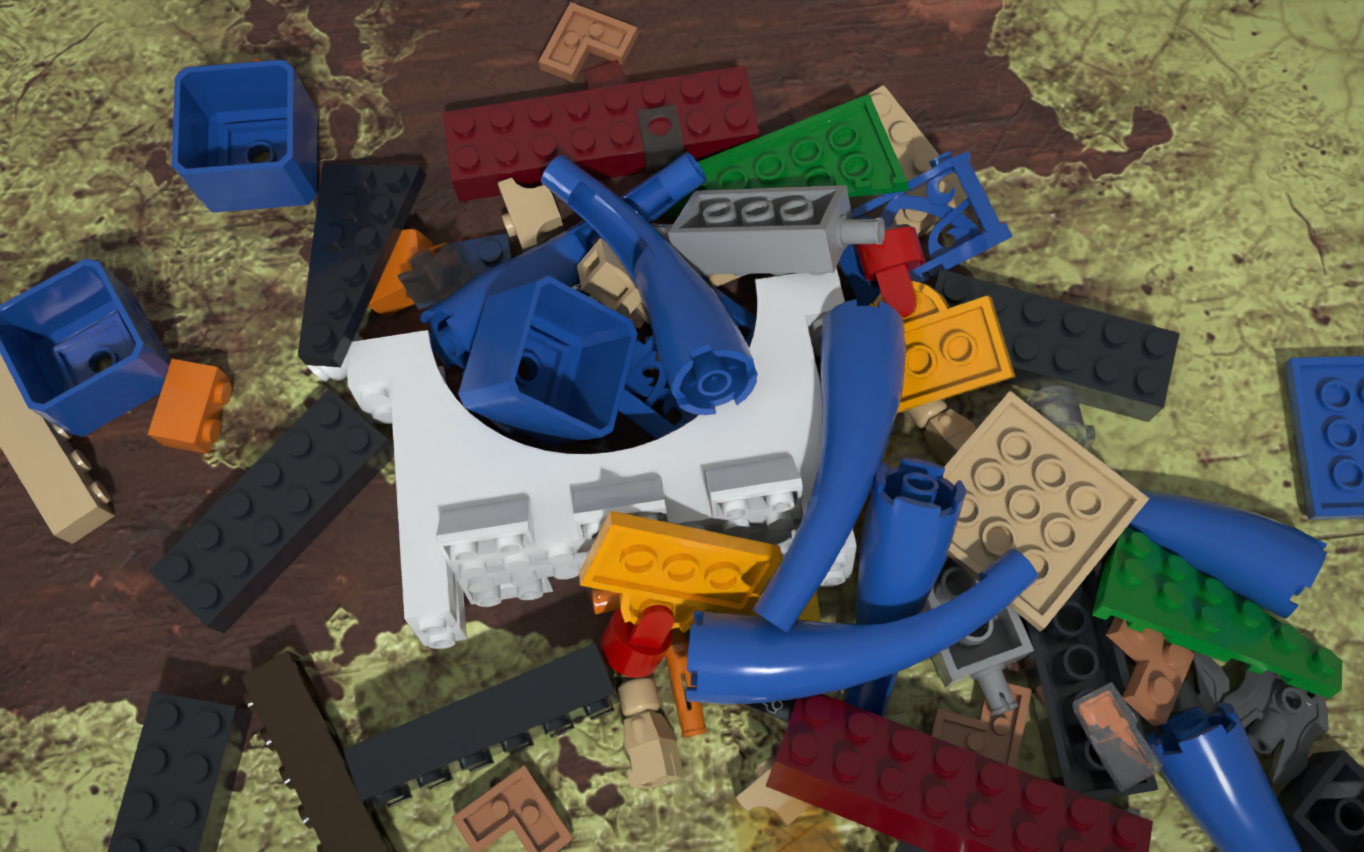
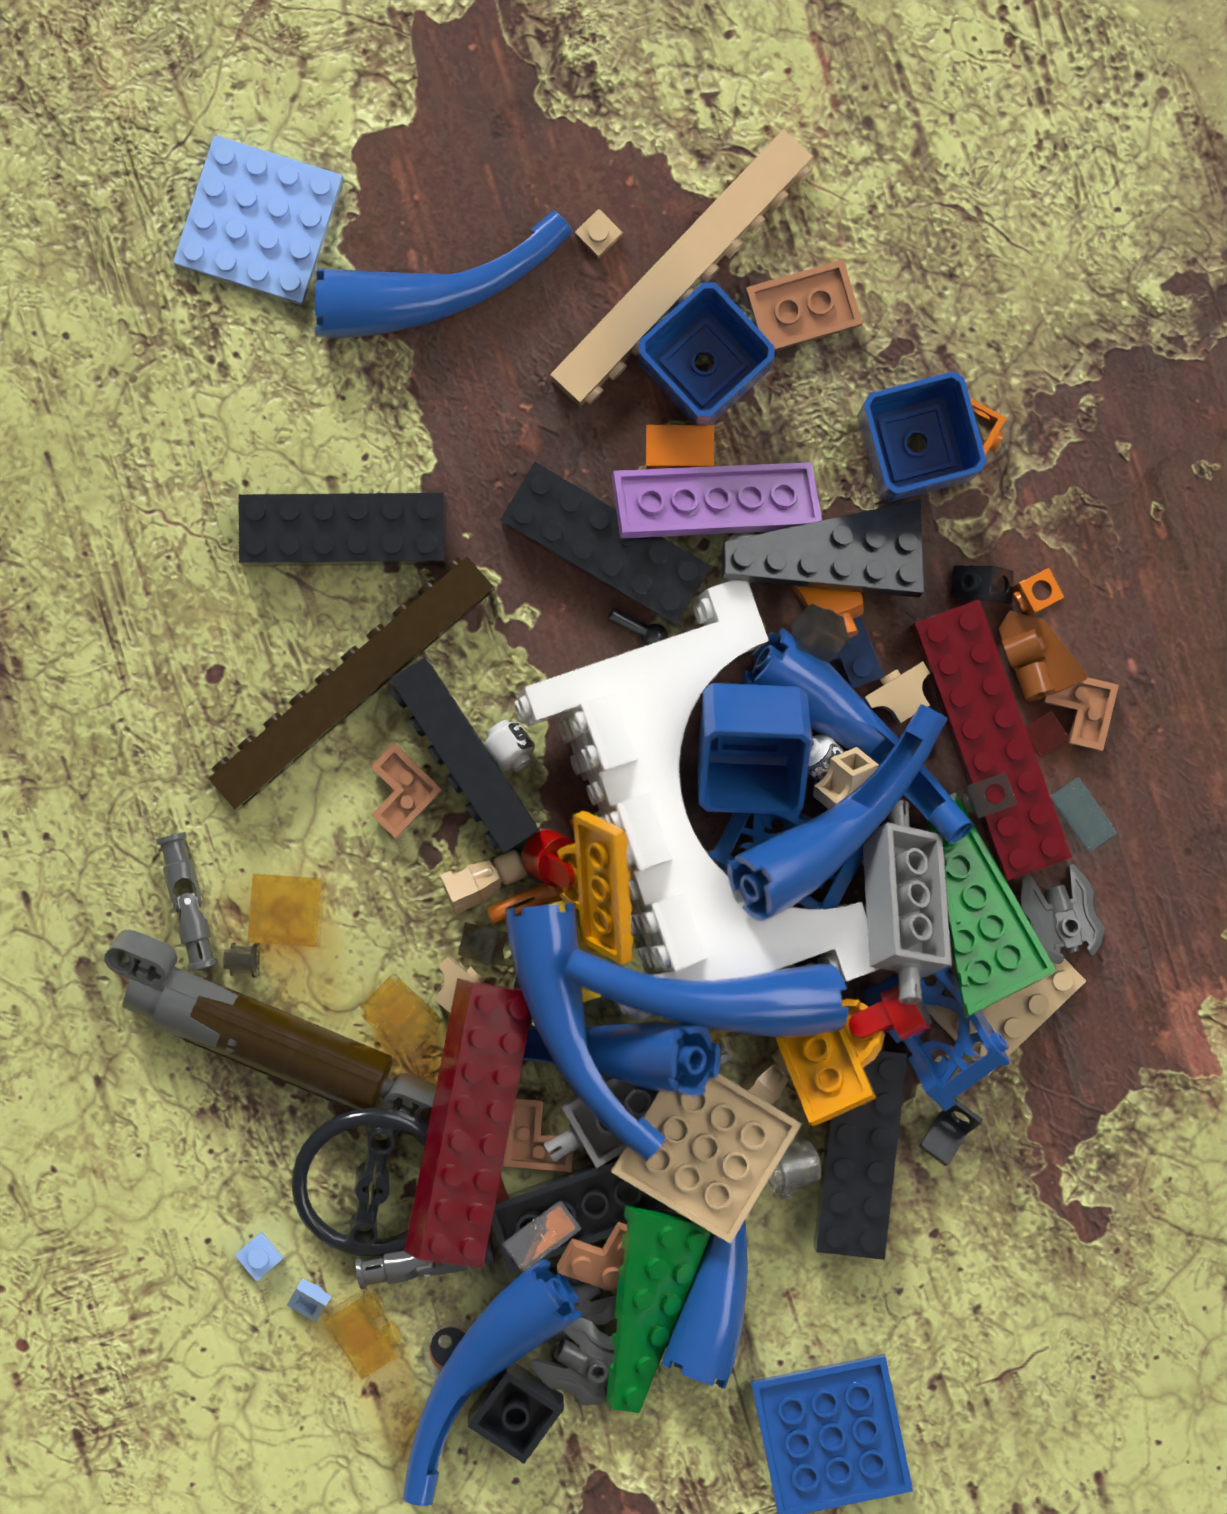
camera: 75 degrees right, 15 degrees up
(75, 229) = (805, 305): none -> nougat plate
(252, 378) = (715, 499): none -> medium lavender plate
(379, 499) = (650, 633): none -> black bar
(425, 120) = (981, 583): none -> black bracket
(454, 69) = (1025, 599): none -> orange bracket
(487, 666) = (509, 745): none -> white head
(523, 69) = (1038, 657): none -> dark orange panel
(707, 55) = (1083, 814): none -> clear light blue tile
(730, 743) = (484, 945): none -> clear smoke bracket
(805, 92) = (1064, 916): none -> dark grey piece
(1032, 249) = (949, 1132): none -> black bracket

